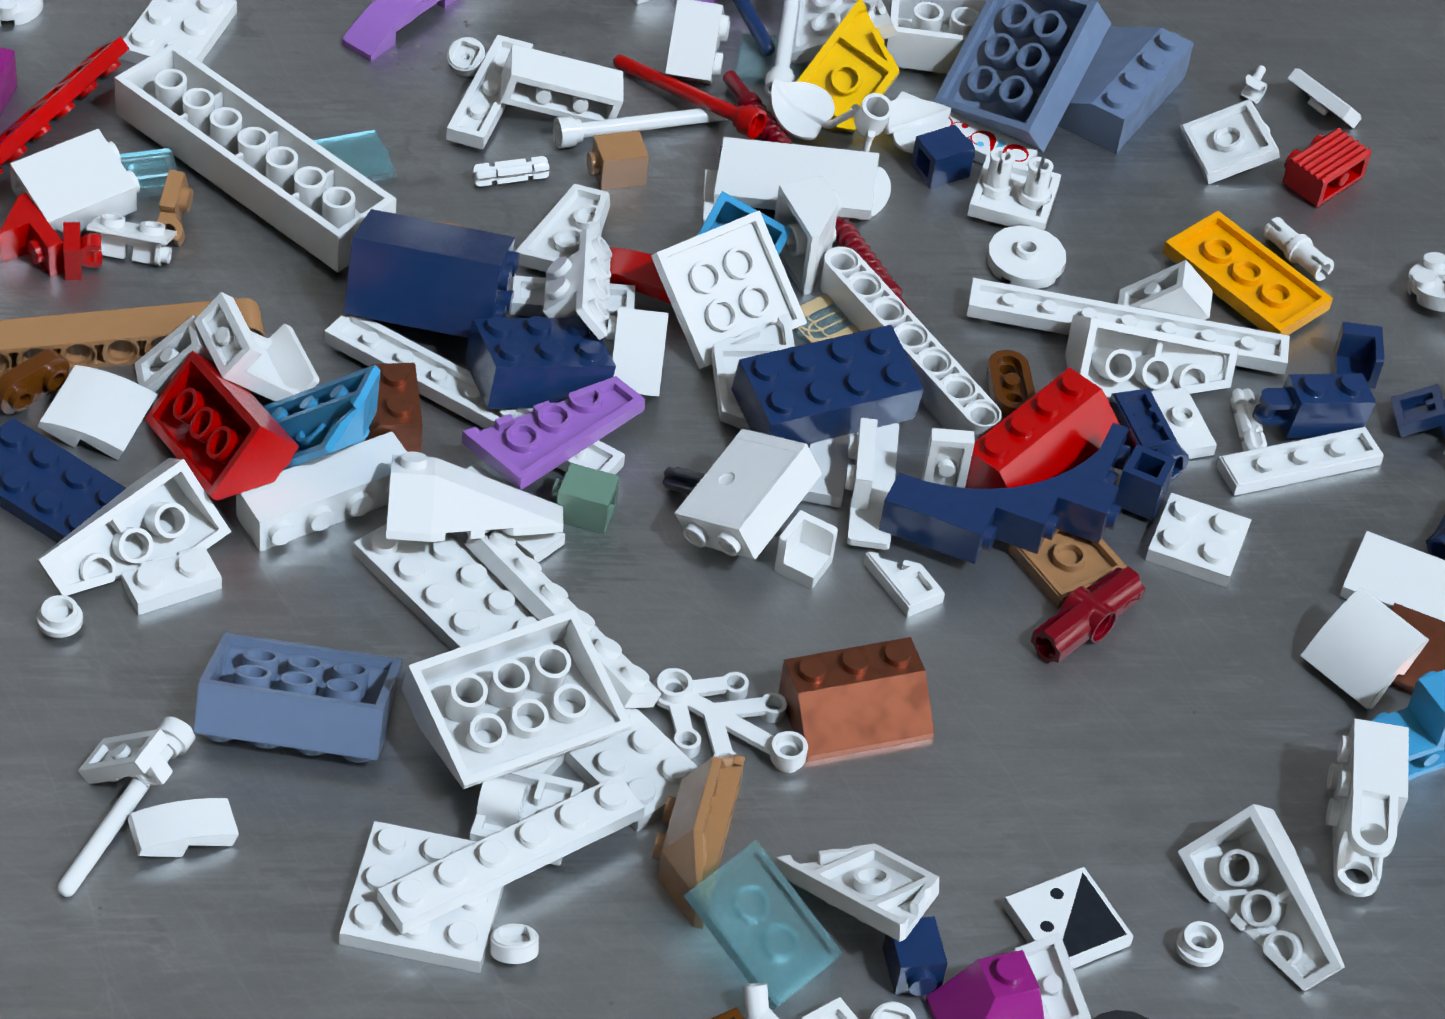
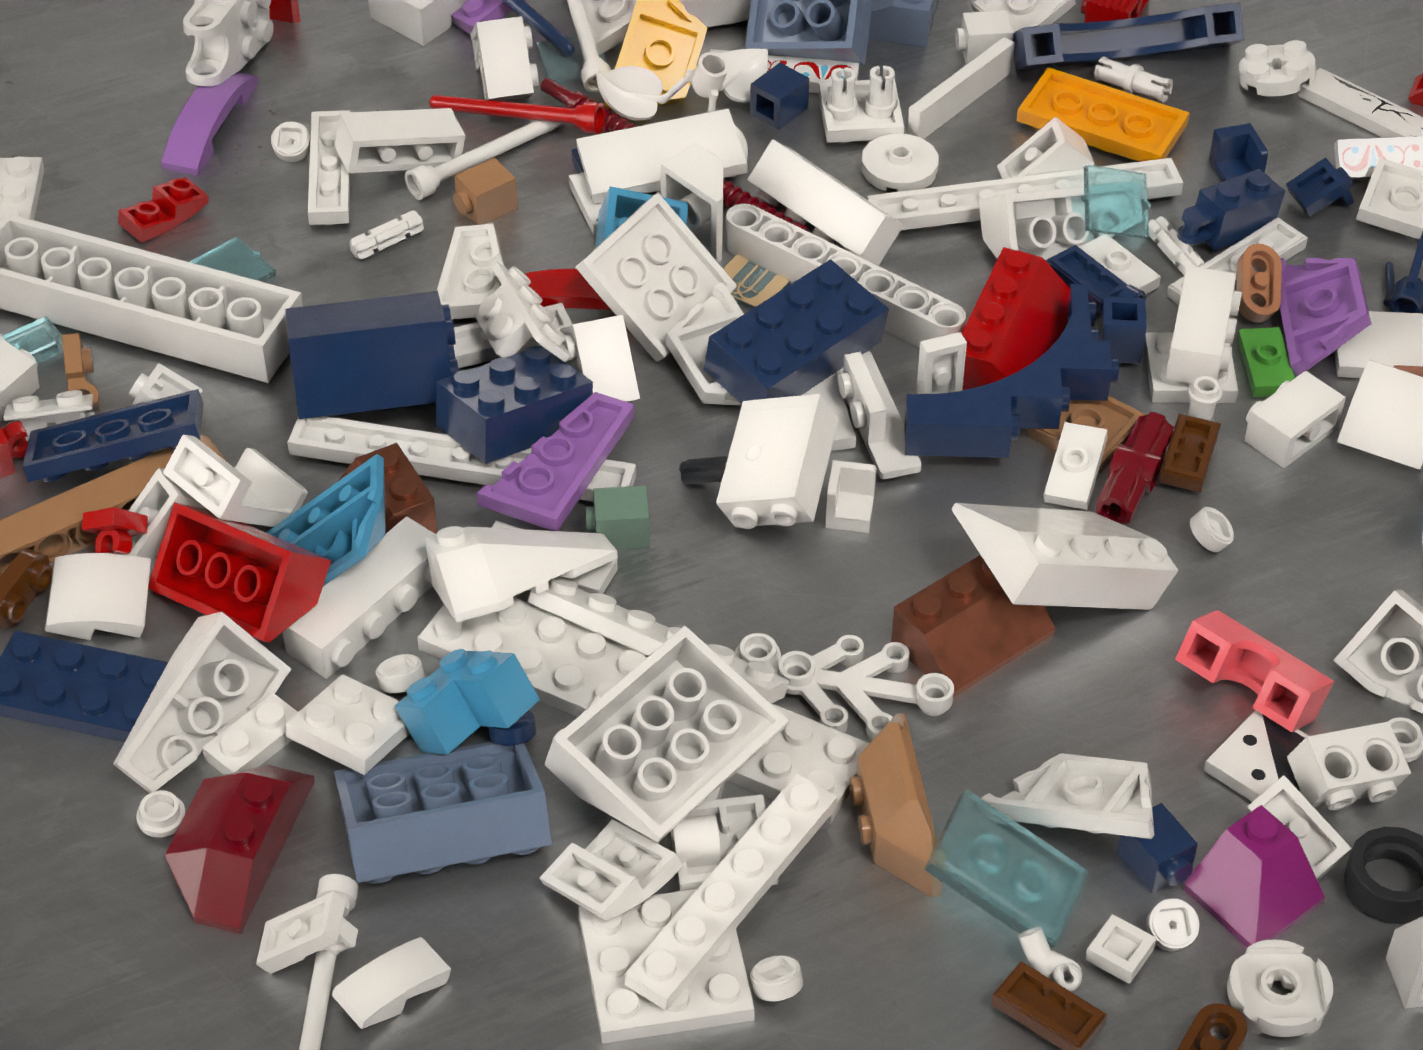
camera: 15 degrees left, 0 degrees up
(111, 661) = (234, 840): none -> dark red wedge
(135, 357) = (114, 528): none -> red tile
(173, 274) = (112, 436): none -> dark blue plate
(239, 252) = (160, 384): none -> white bracket
(259, 597) = (349, 724): none -> white plate
(322, 568) = (399, 673): none -> white tile
(330, 83) = (170, 206): none -> red slope
(359, 606) = (463, 695): none -> dark azure brick
(396, 648) = (520, 732): none -> dark blue tile
(418, 803) = (612, 871): none -> white slope
(649, 657) = (759, 648): none -> white plate
(905, 583) = (944, 493): white tile -> none
(927, 272) = (824, 202): none -> white brick
(968, 669) = (1067, 557): none -> white slope
(1009, 380) = (950, 279): reddish brown plate -> none
(1033, 593) = (1075, 466): none -> white plate
(1115, 858) = (1227, 650): none -> coral arch
(1121, 205) = (961, 89): none -> white tile
(1130, 694) = (1212, 529): none -> white tile
(1130, 935) = (1349, 766): none -> white brick
(1150, 617) = (1189, 452): none -> reddish brown plate
(1172, 162) = (981, 31): none -> white brick
(1188, 569) = (1204, 396): none -> white pin
(1207, 360) = (1115, 201): none -> clear light blue piece
(1220, 504) = (1203, 325): none -> white brick
(1268, 620) = (1294, 418): none -> white brick
(1275, 559) = (1264, 359): none -> bright green plate
(1306, 485) = (1260, 286): none -> nougat plate
(1312, 206) = (1127, 38): none -> dark blue arch
(1351, 525) = (1321, 308): none -> medium lavender wing

